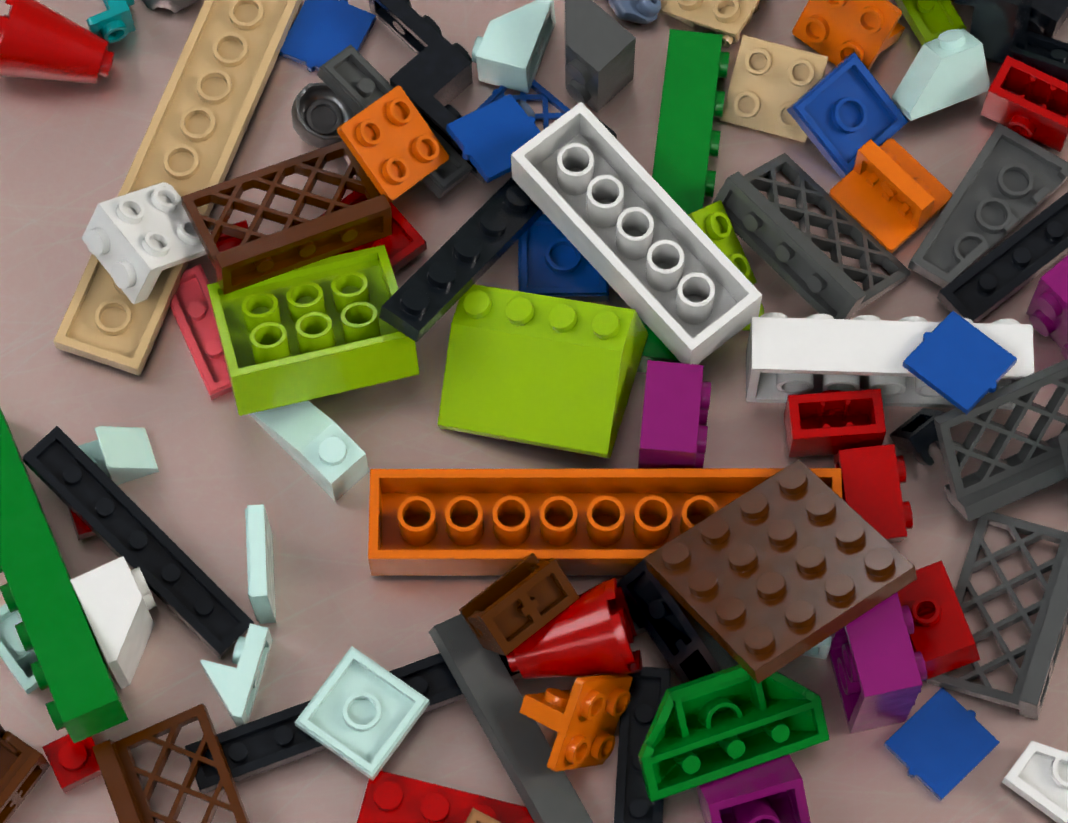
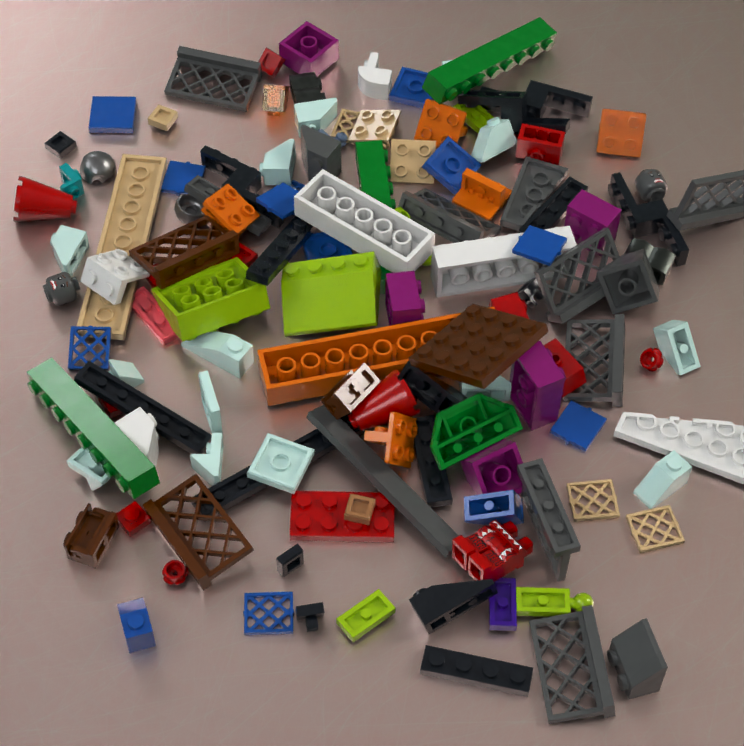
camera: 15 degrees left, 15 degrees down
(40, 377) = (72, 346): none -> blue window
(46, 243) = (61, 288): none -> dark grey head
(78, 157) = (69, 247): none -> light aqua slope
(833, 422) = (482, 289): red brick -> none

